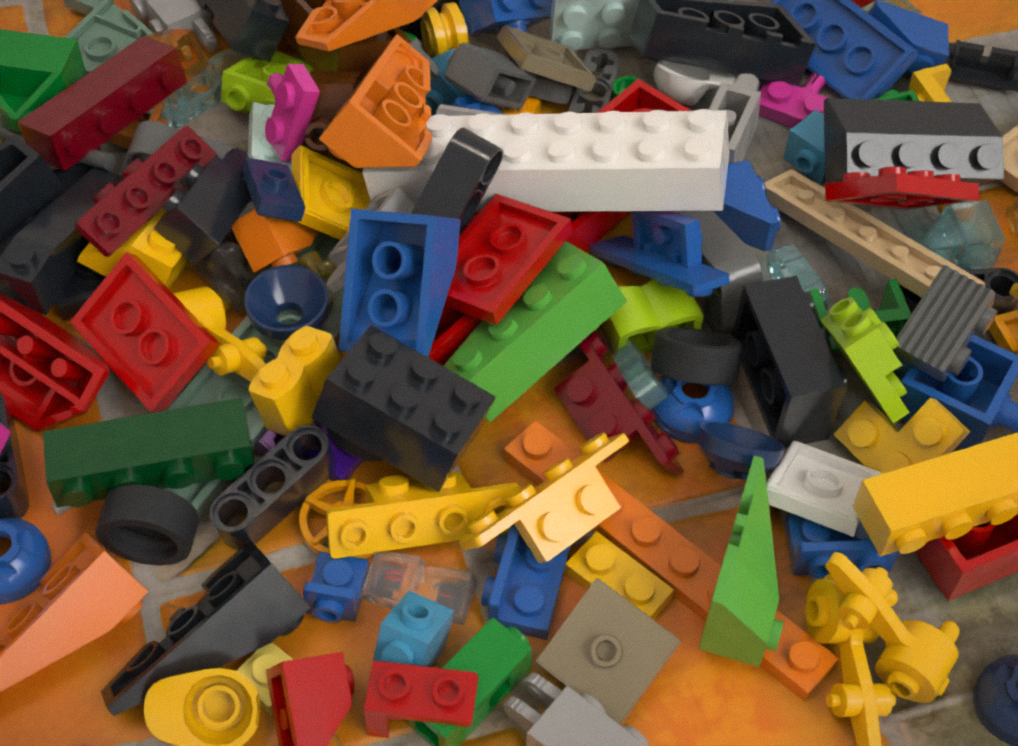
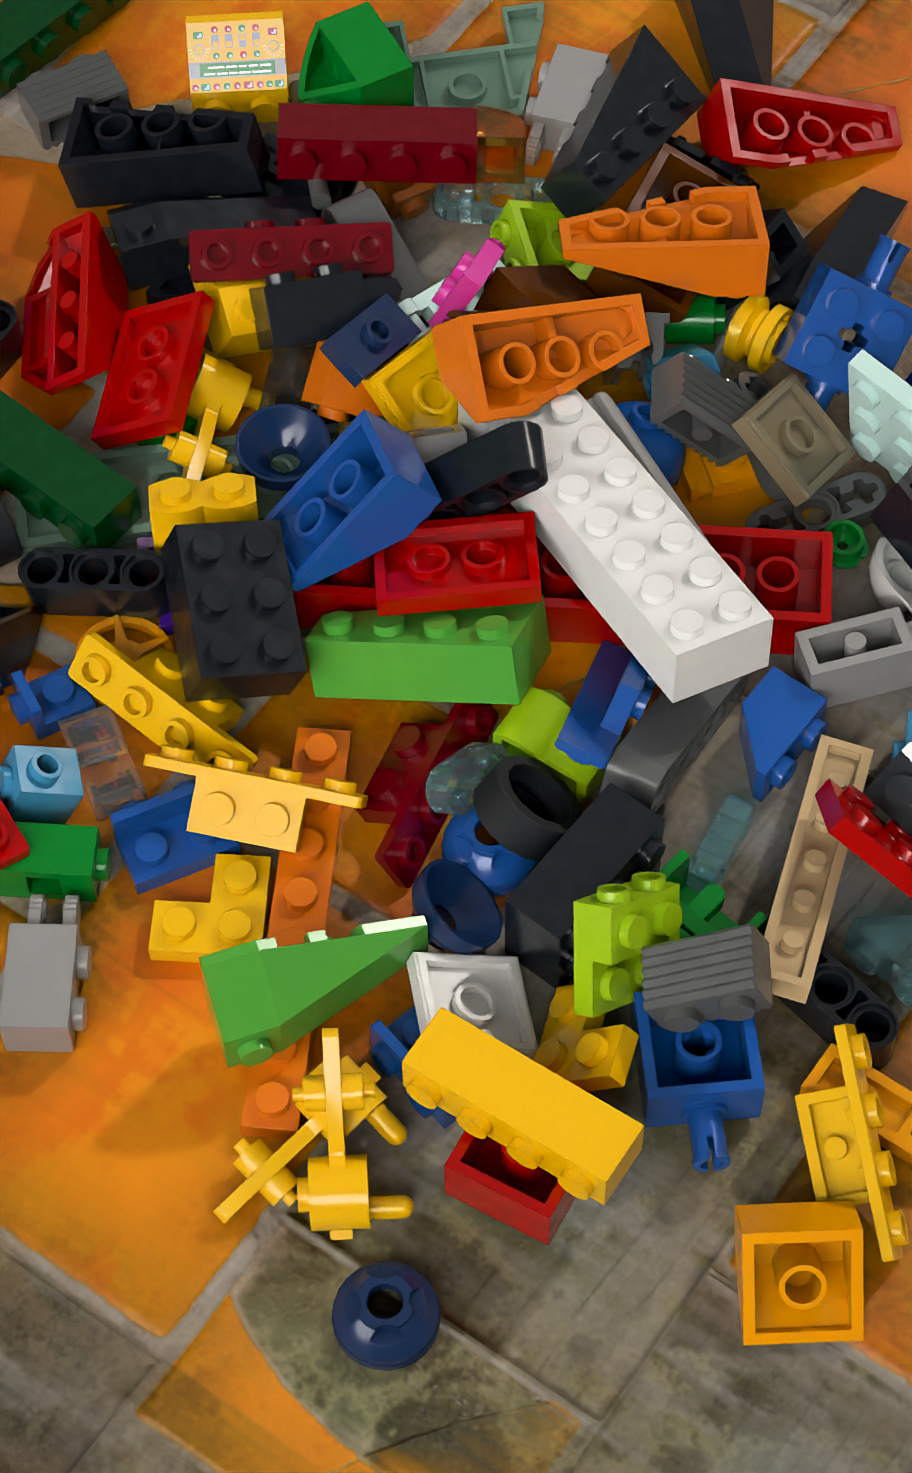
camera: 55 degrees right, 5 degrees up
(609, 650) = (145, 939): dark tan plate -> none

